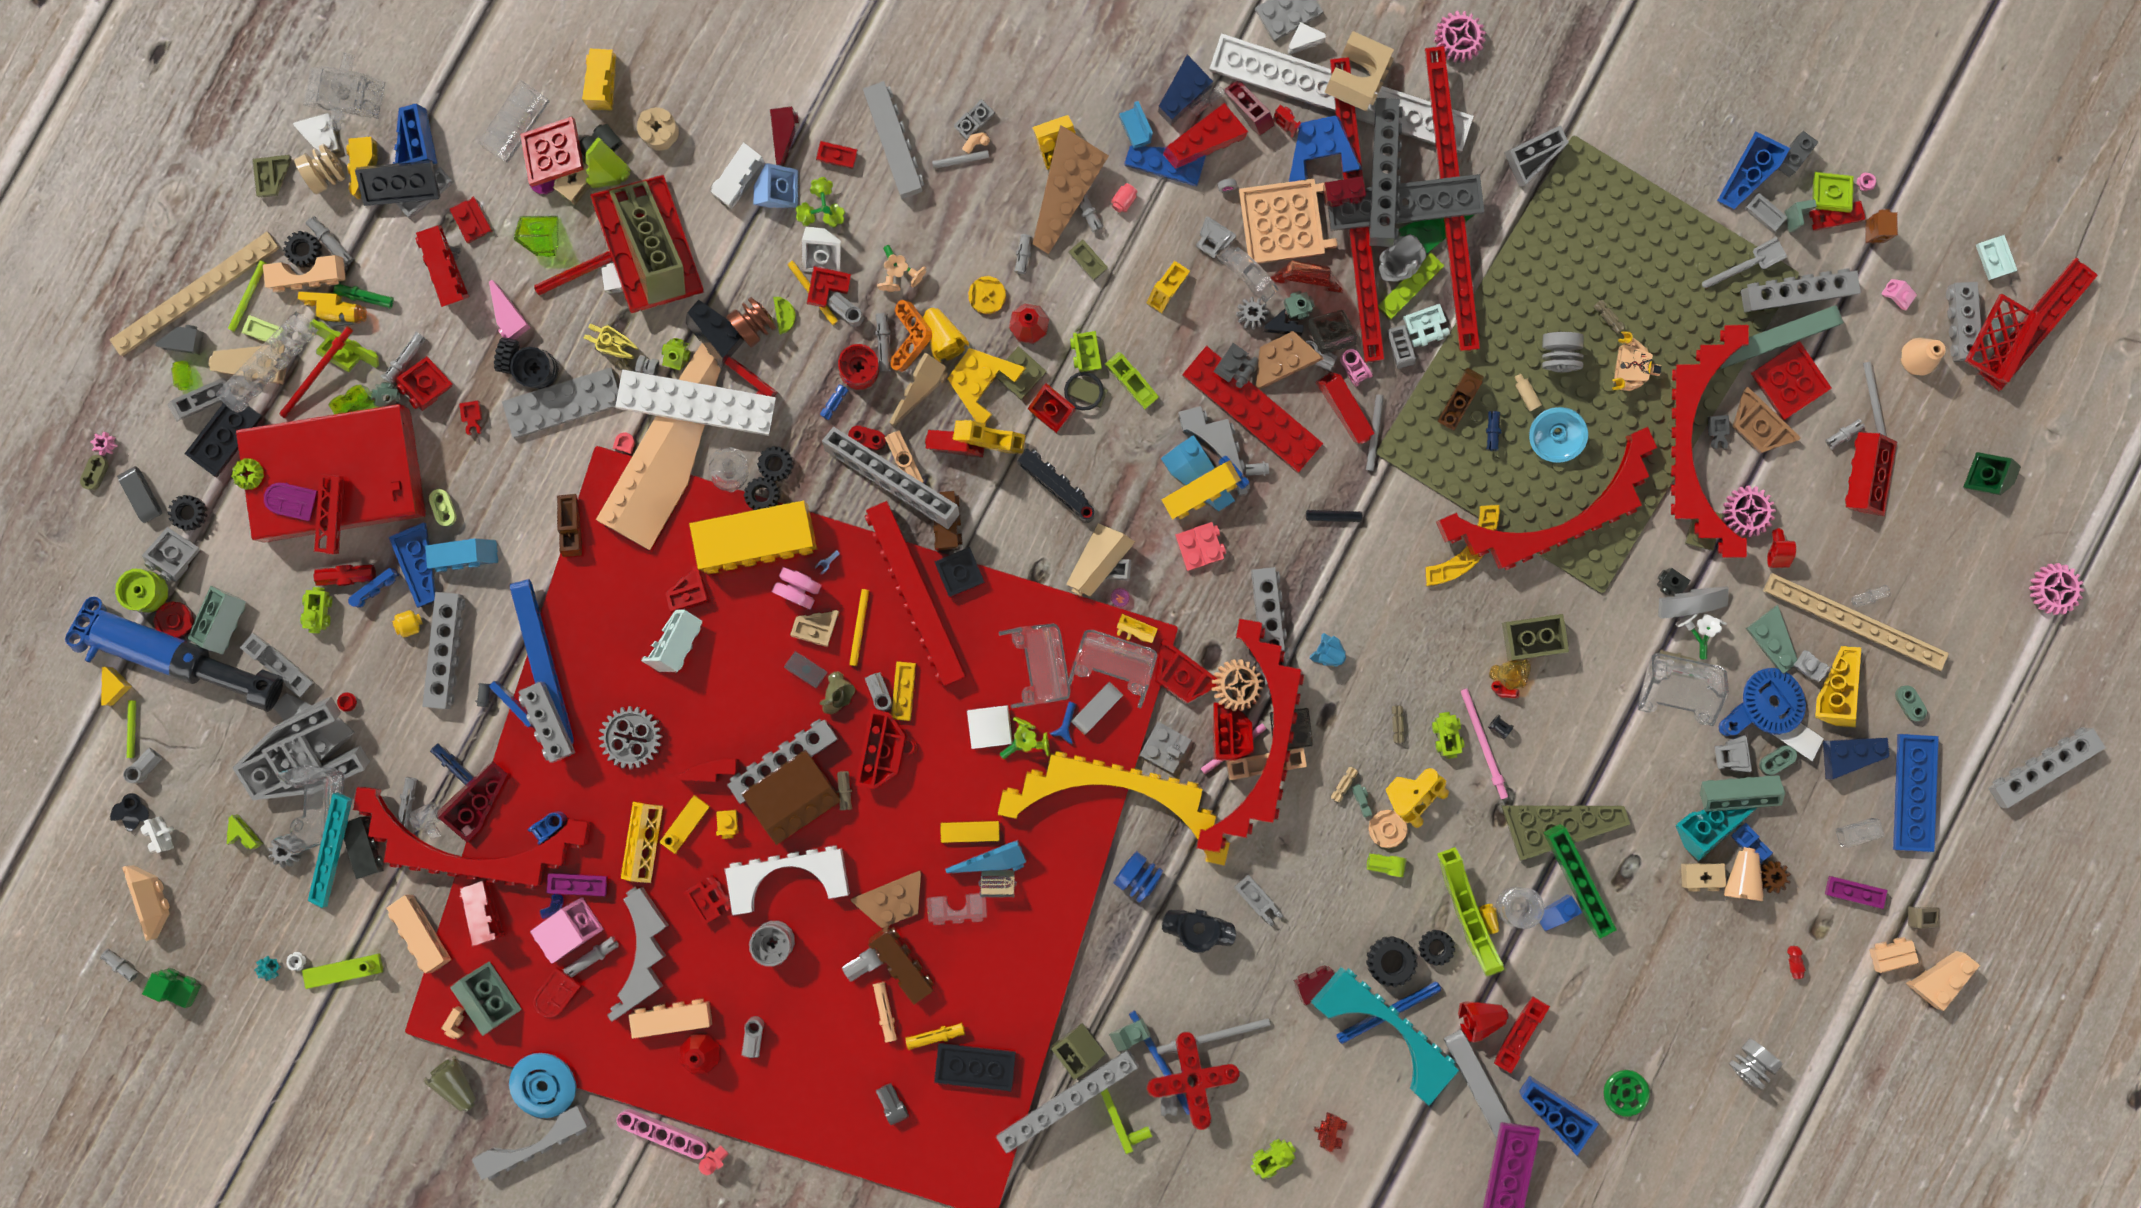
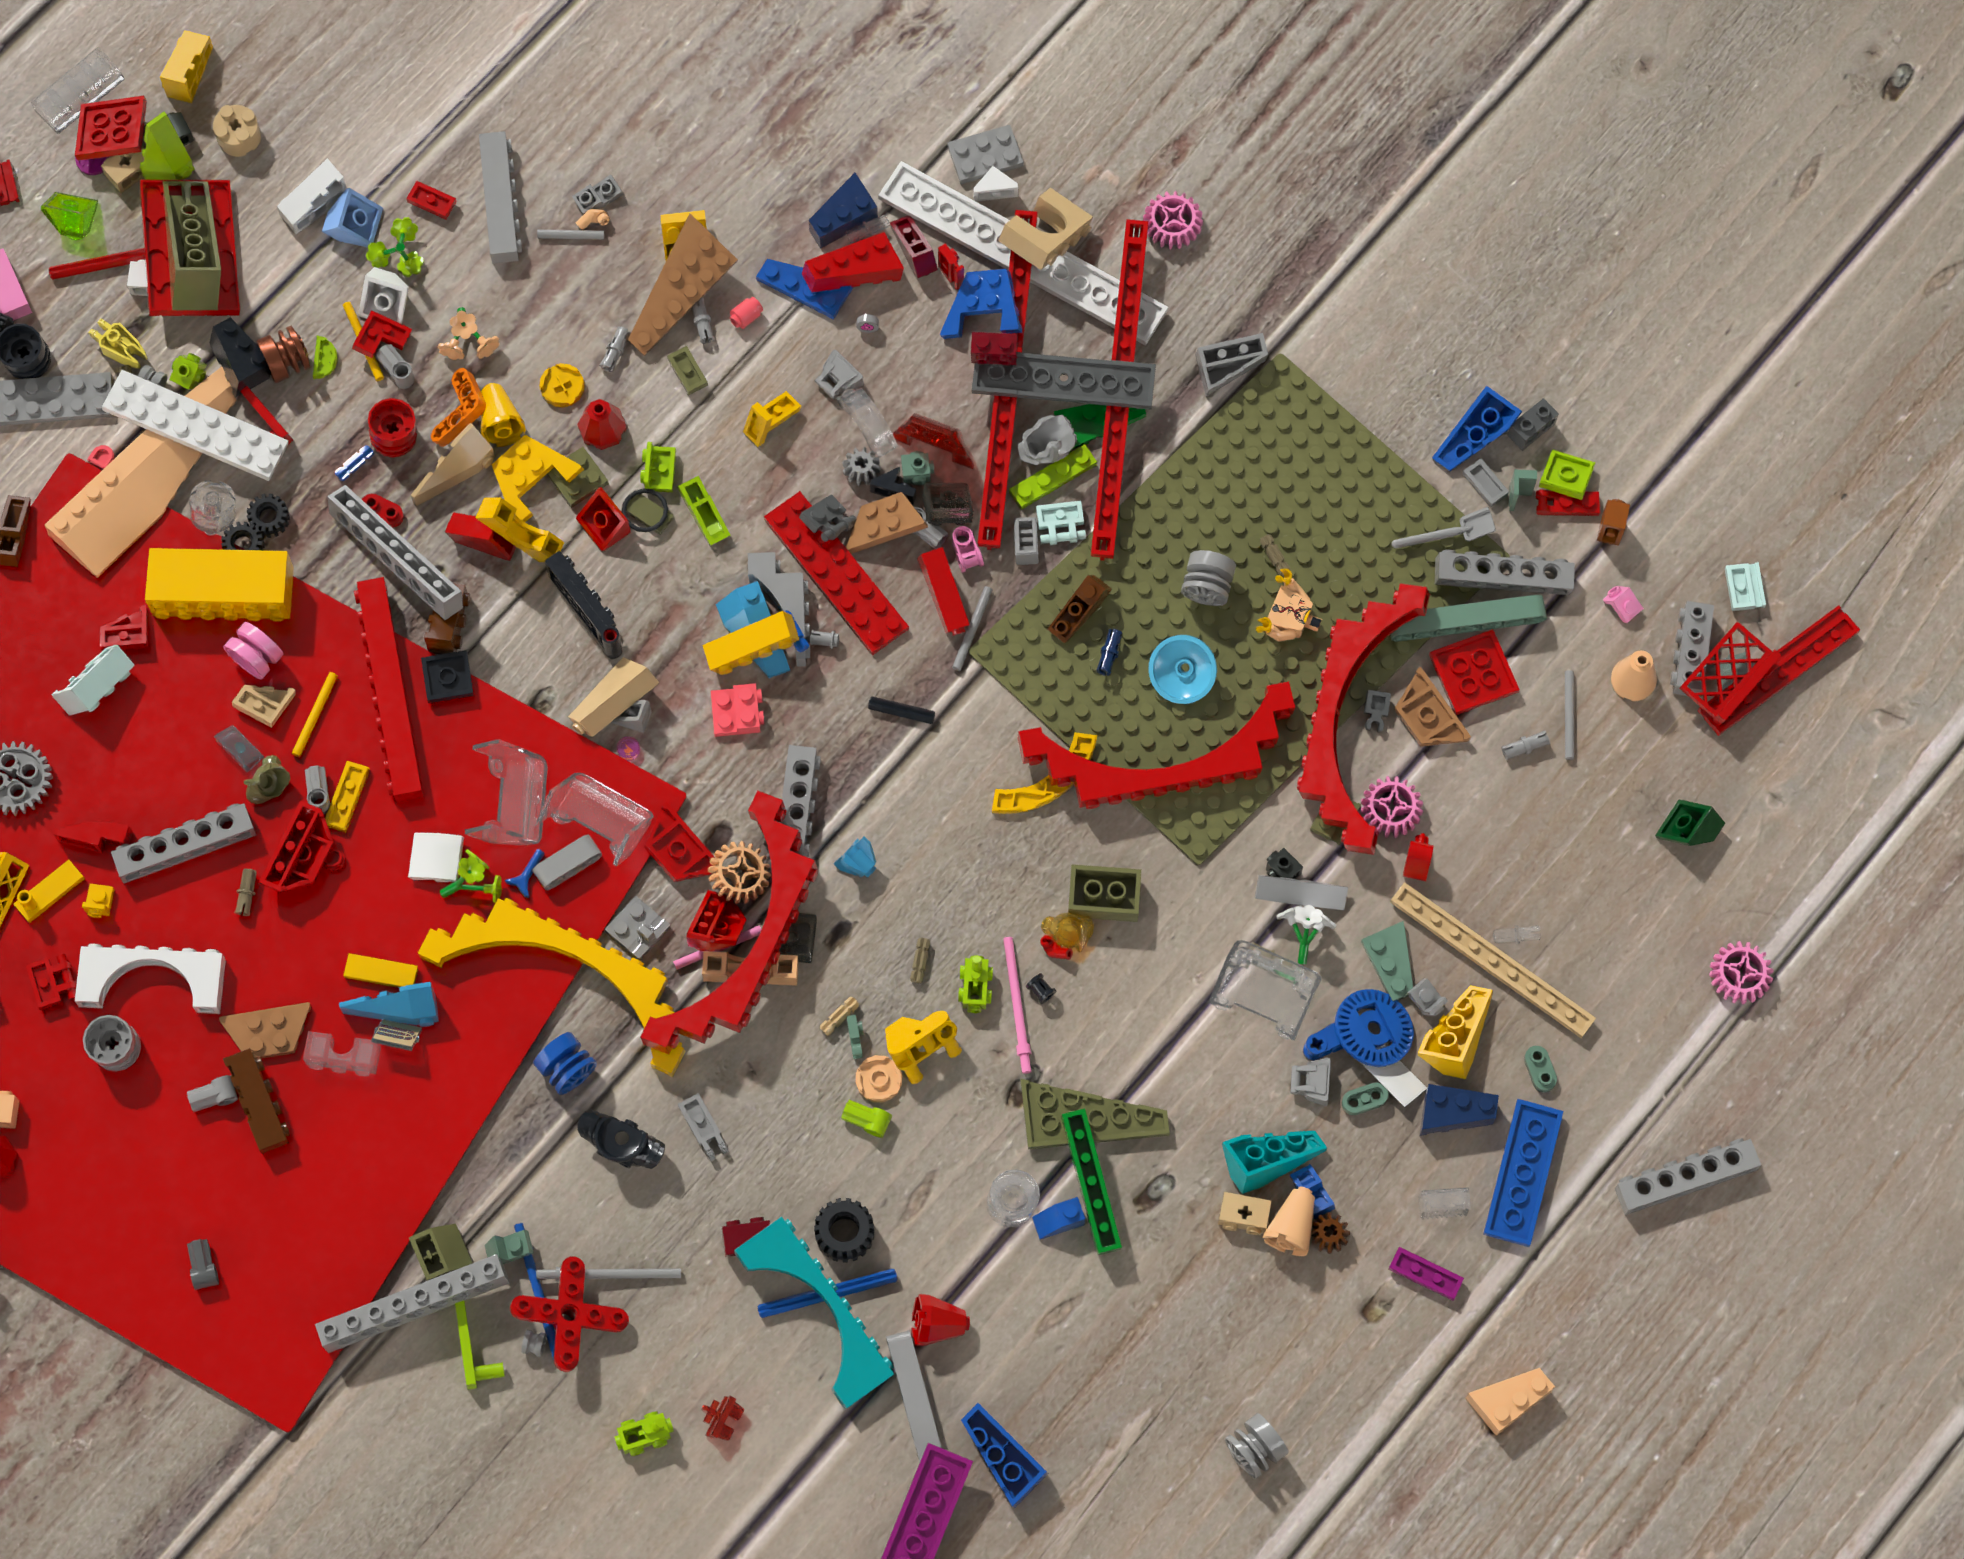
camera: 10 degrees right, 15 degrees down
(752, 1038) = (58, 1153): light grey piece -> none
(783, 129) = (378, 162): dark red slope -> none
(791, 797) = (181, 881): reddish brown slope -> none
(825, 563) = (294, 634): light blue hand -> none
(883, 342) = (431, 400): light grey pin -> none
(885, 1012) = (223, 1156): light nougat pin -> none
(899, 448) = (415, 530): light nougat piece -> none
(944, 1033) = (276, 1197): yellow pin -> none
(975, 1066) = (313, 1243): black plate -> none
(1136, 126) = (779, 239): dark azure panel -> none
(1137, 628) = (633, 780): yellow plate -> none
(1283, 221) = (922, 375): light nougat plate -> none
(1385, 109) = (1047, 339): dark grey brick -> none
(1447, 953) = (903, 1214): black tyre -> none
(1467, 912) = (948, 1182): lime arch -> none
(1489, 917) = (975, 1207): yellow cone -> none
(1520, 1034) = (981, 1351): red slope -> none
(1527, 393) = (1159, 618): tan cylinder -> none
(1635, 1079) = (1108, 1438): green plate -> none
(1742, 793) = (1311, 1125): sand green brick -> none
(1796, 962) = (1335, 1340): red arm -> none
(1866, 177) = (1610, 467): bright pink plate -> none
(1871, 473) = (1547, 795): red slope -> none
(1893, 955) = (1455, 1357): light nougat brick -> none
(1923, 917) = (1503, 1321): dark tan slope -> none

